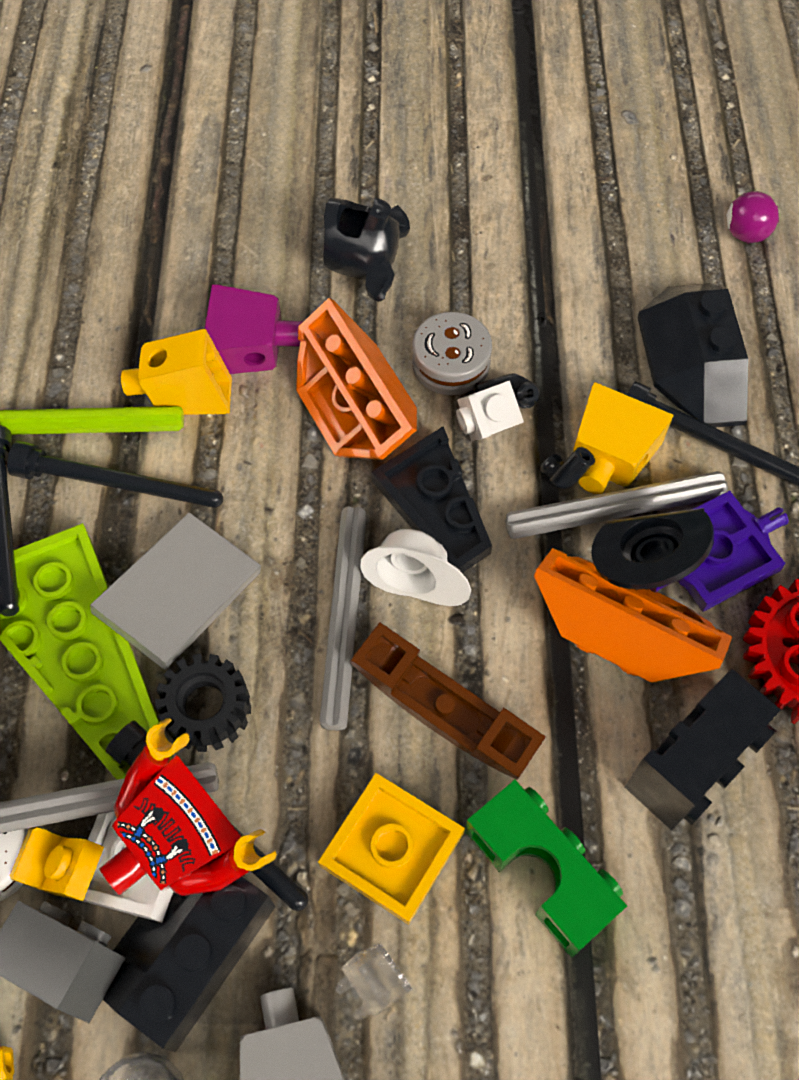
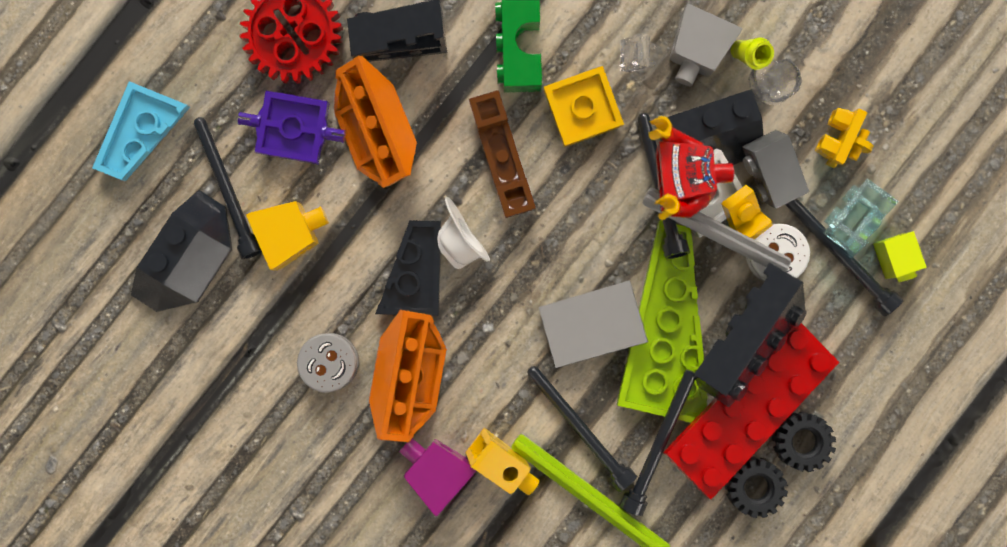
camera: 140 degrees left, 25 degrees up
(196, 675) = (635, 236): black tyre -> none
(343, 620) = (515, 245): light grey axle -> none
(364, 241) = (318, 479): black piece -> none
(488, 411) = (341, 305): white bracket -> none
(525, 391) = (313, 314): black arm -> none
(567, 473) = (332, 234): black arm -> none
(615, 504) = (319, 195): light grey axle -> none
(652, 548) = (334, 143): black hat -> none
(752, 217) = (60, 315): magenta piece -> none

